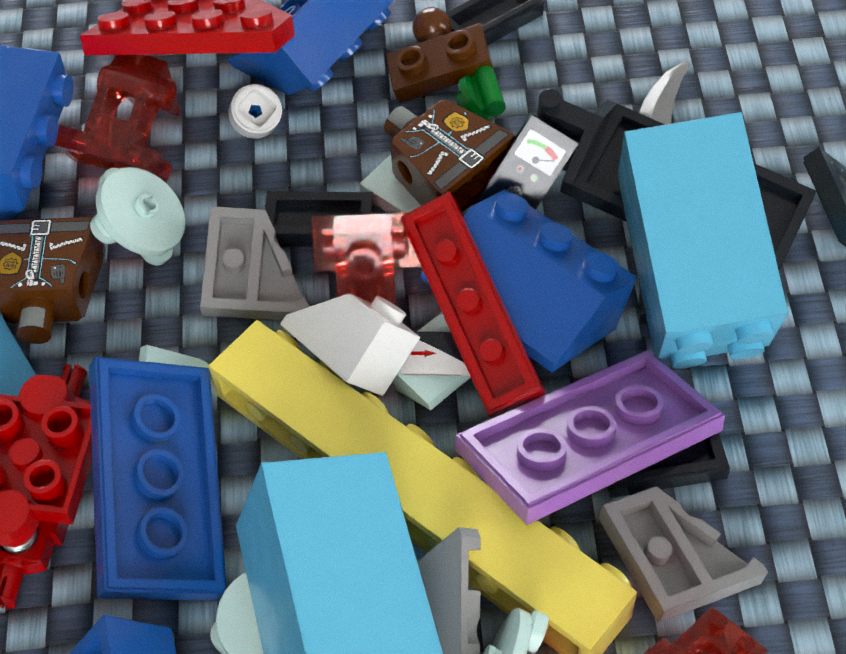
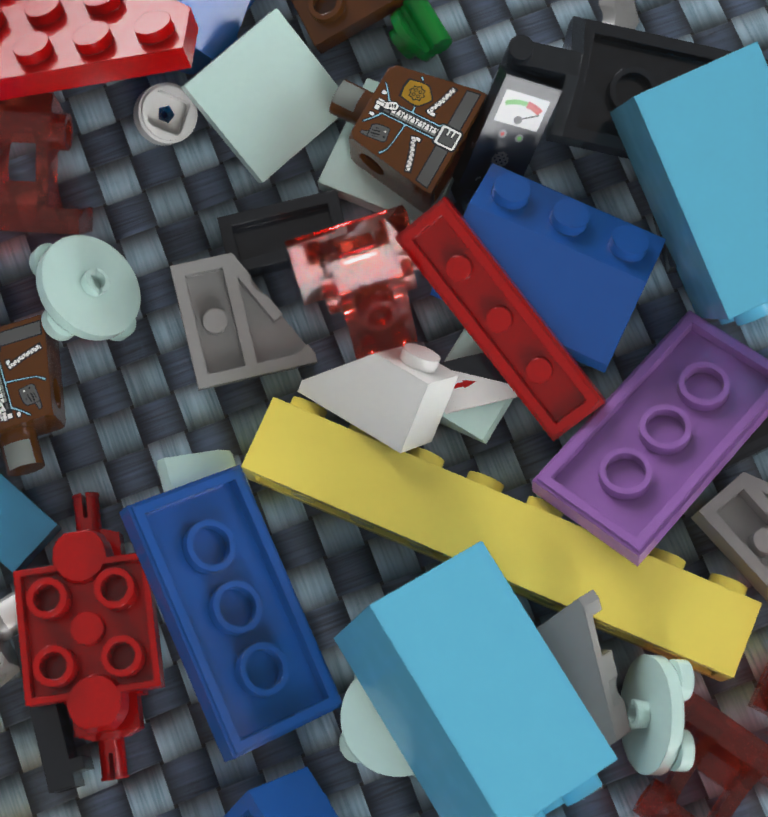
camera: 15 degrees left, 20 degrees up
(336, 111) = (265, 95): none -> light aqua tile

